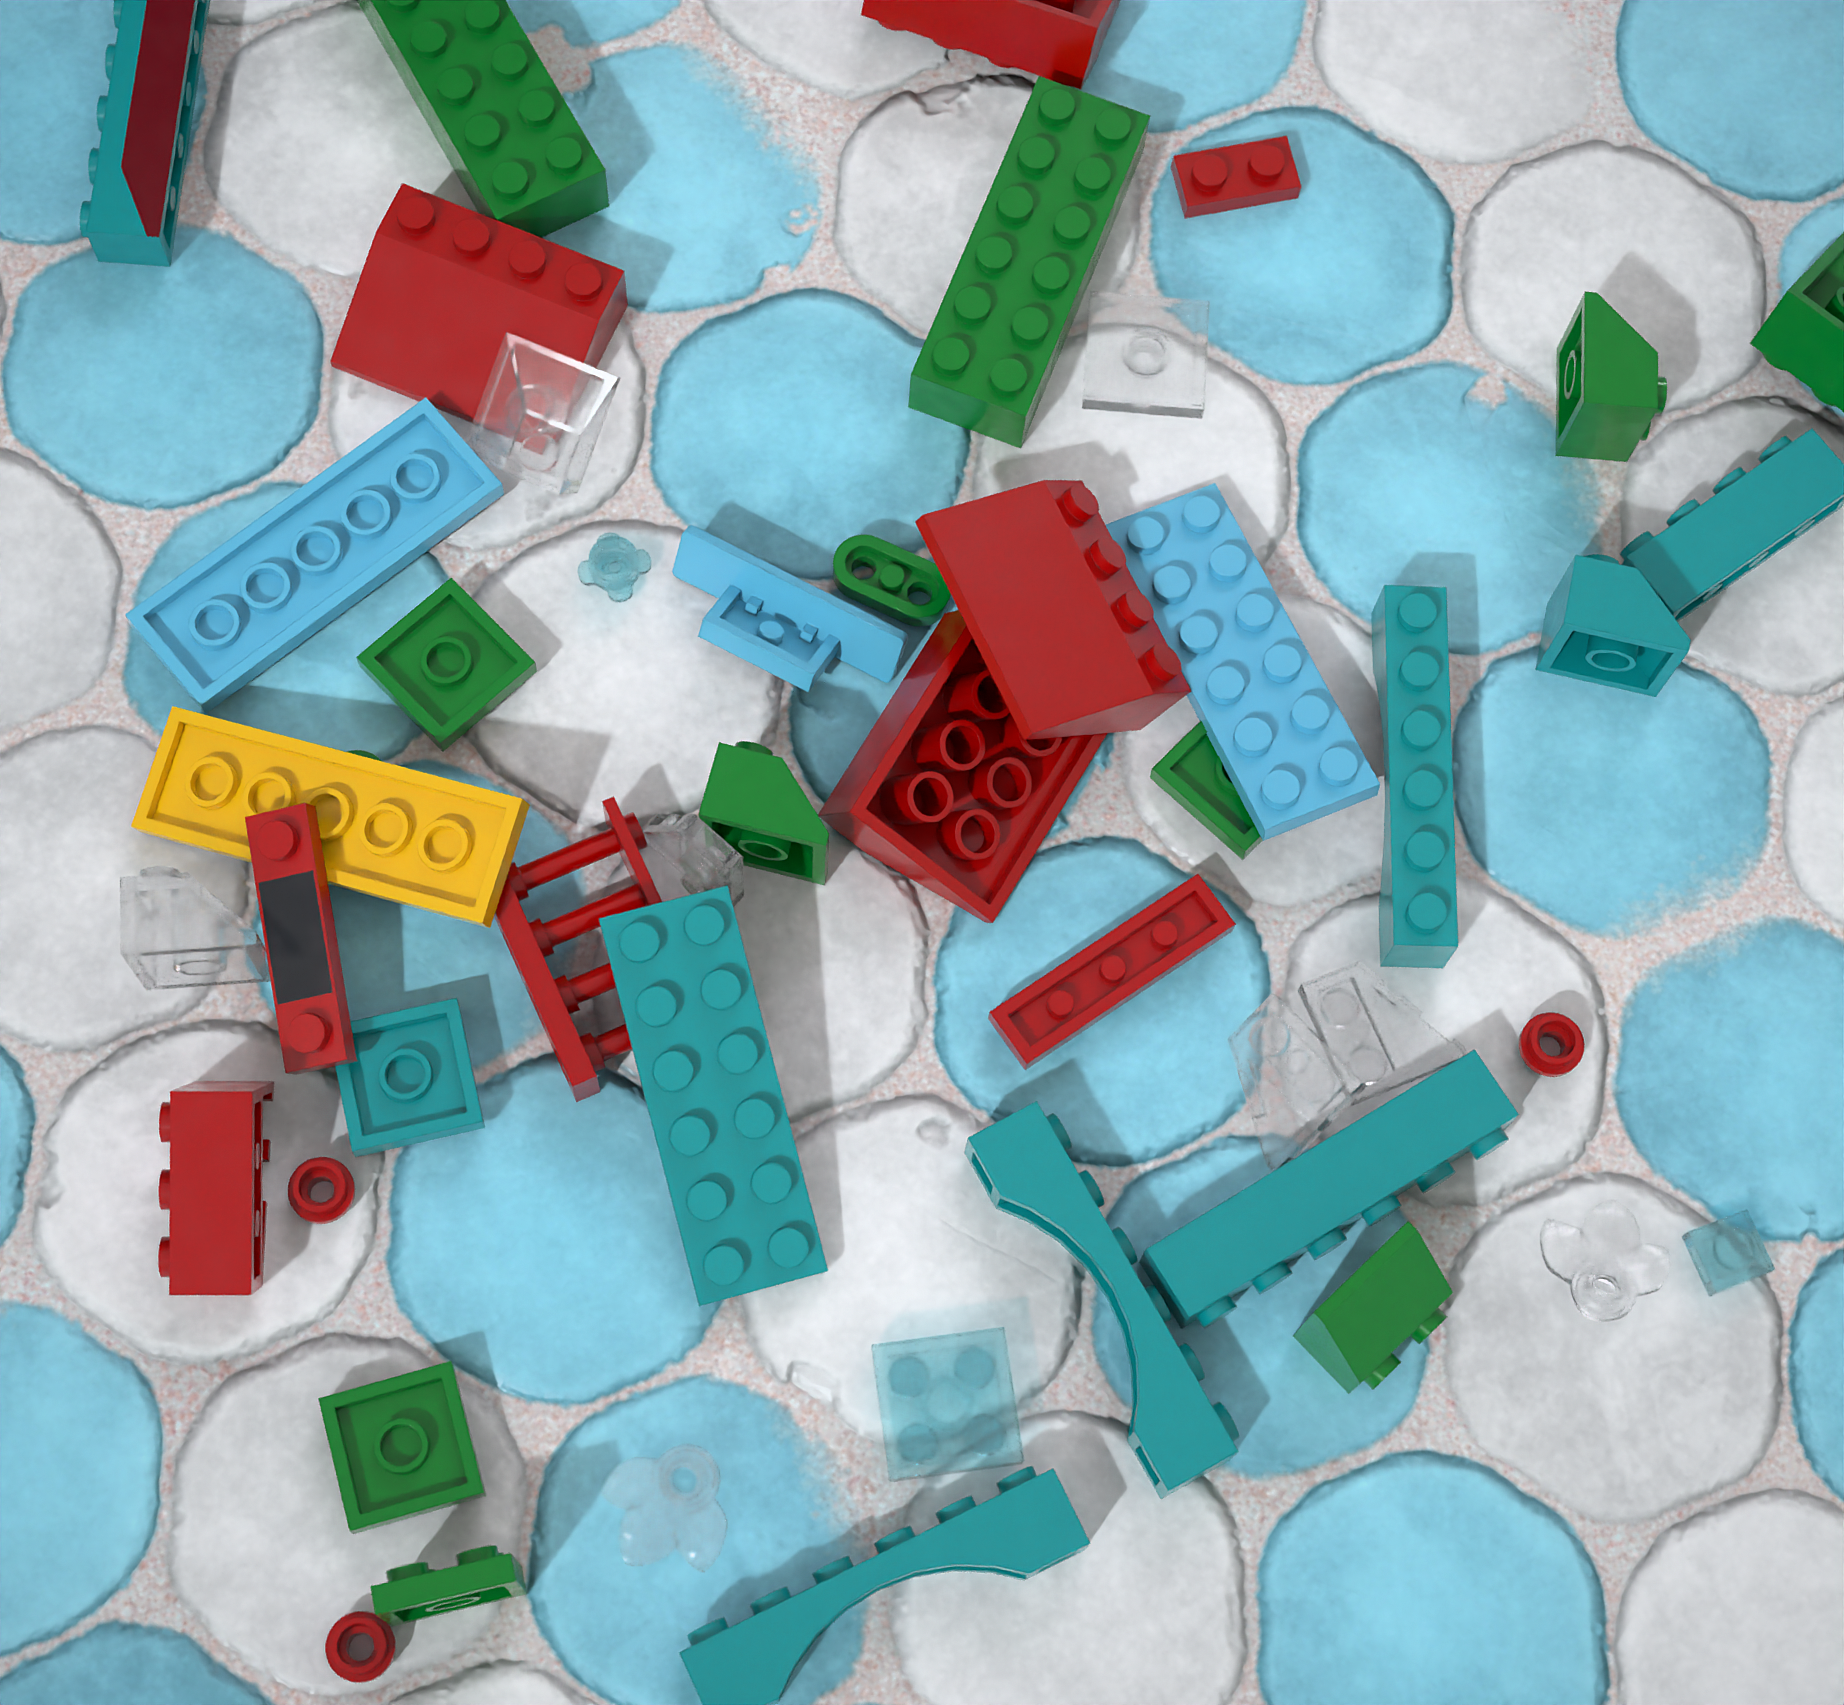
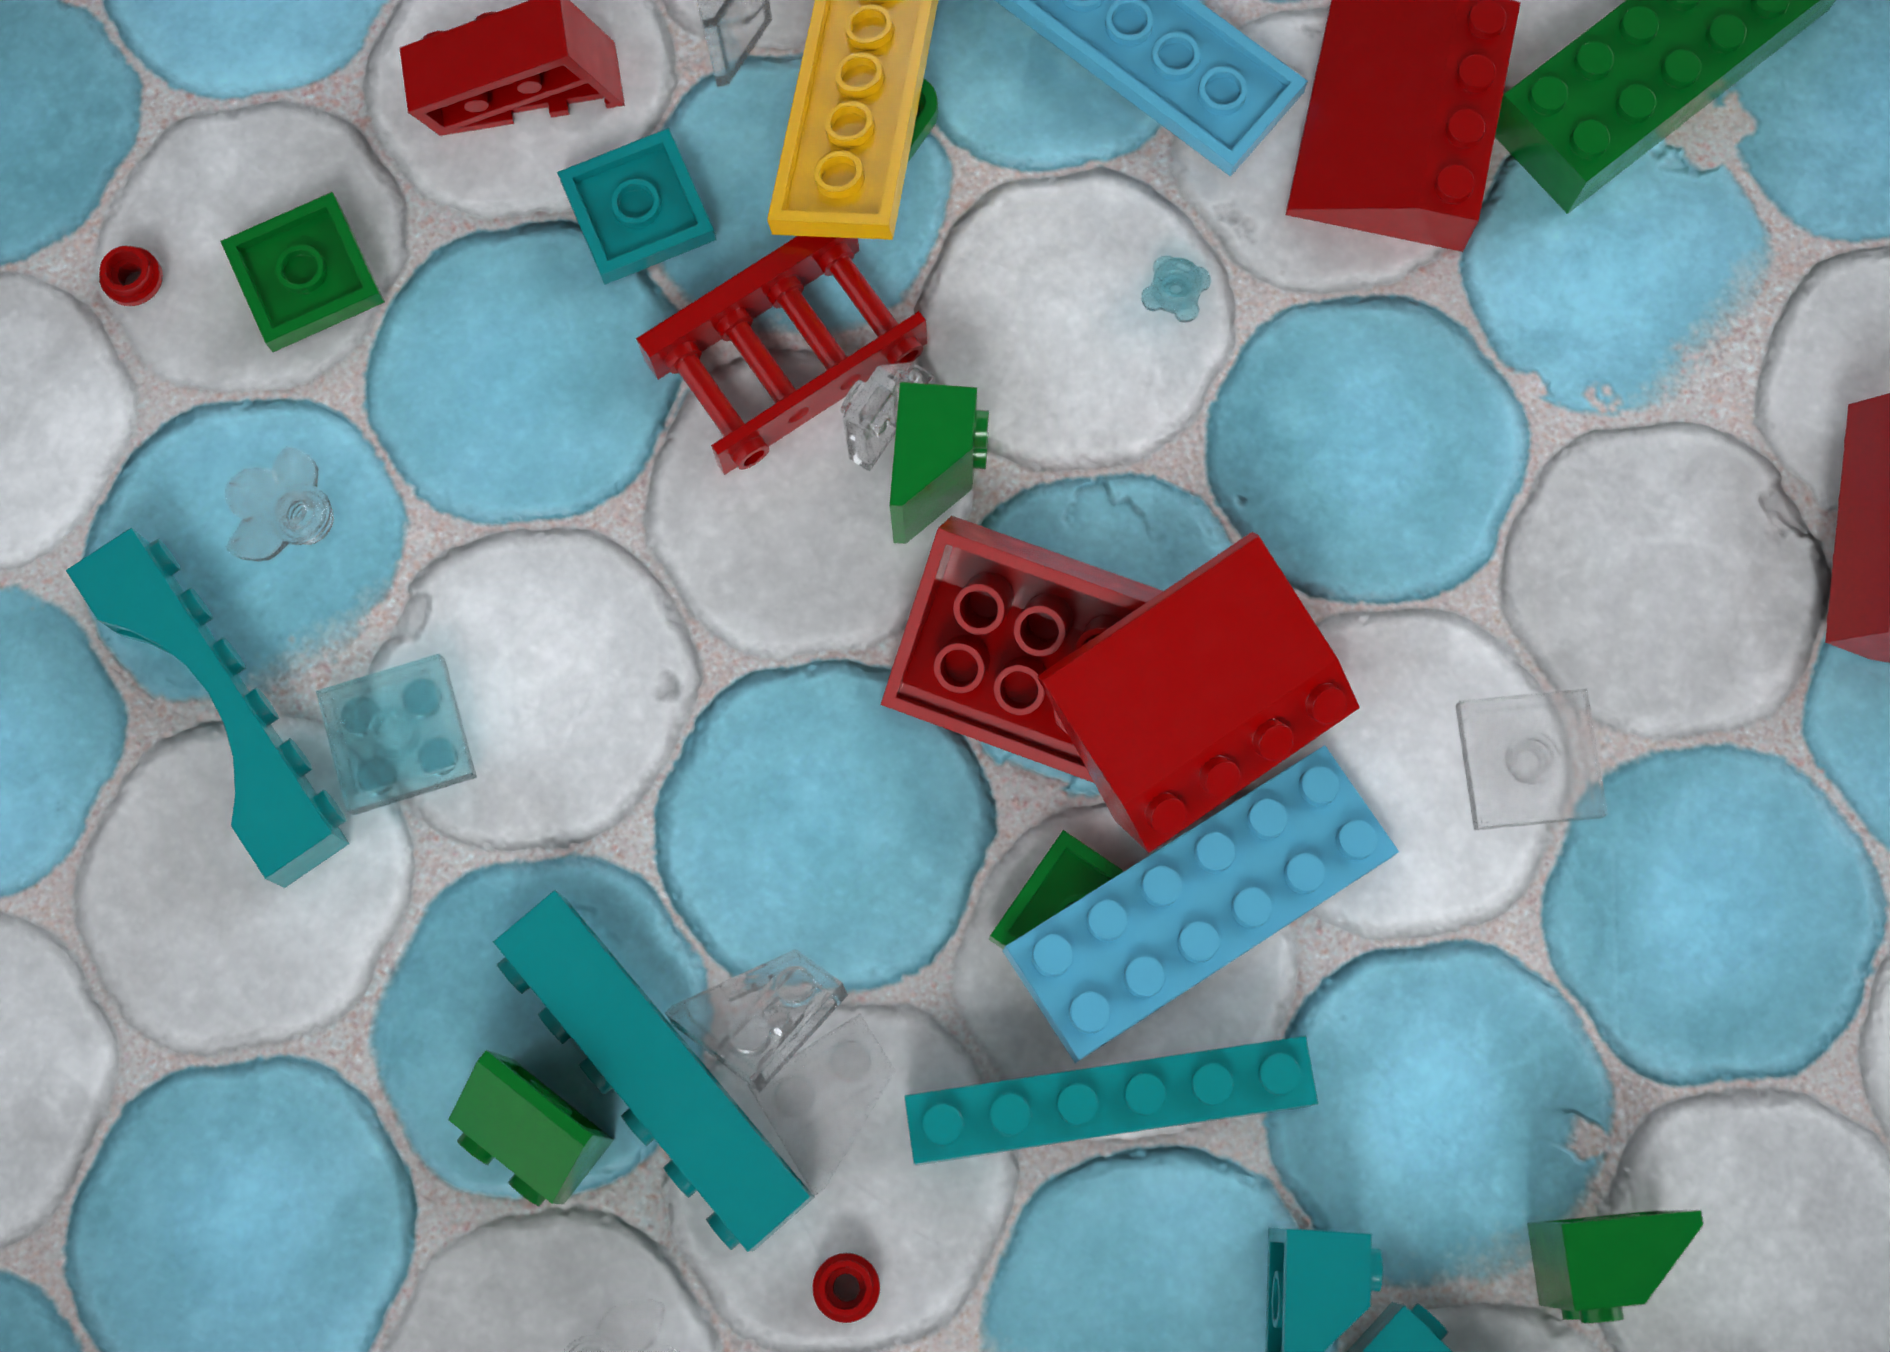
camera: 90 degrees right, 5 degrees up
(300, 939) = (737, 80): red plate -> none
(316, 1171) = (520, 145): red plate -> none
(421, 1593) = (166, 324): green plate -> none
(446, 664) = (1041, 158): green plate -> none
(541, 414) = (1308, 187): clear slope -> none
(713, 1095) = (650, 462): teal plate -> none
(780, 618) = (1145, 444): medium azure bracket -> none
(895, 578) = (1207, 540): green plate -> none
(1028, 262) = (1609, 620): green brick -> none
(1033, 1178) = (402, 946): teal arch -> none
(1111, 971) = (846, 824): red plate -> none
(1235, 176) = (1771, 826): red plate -> none

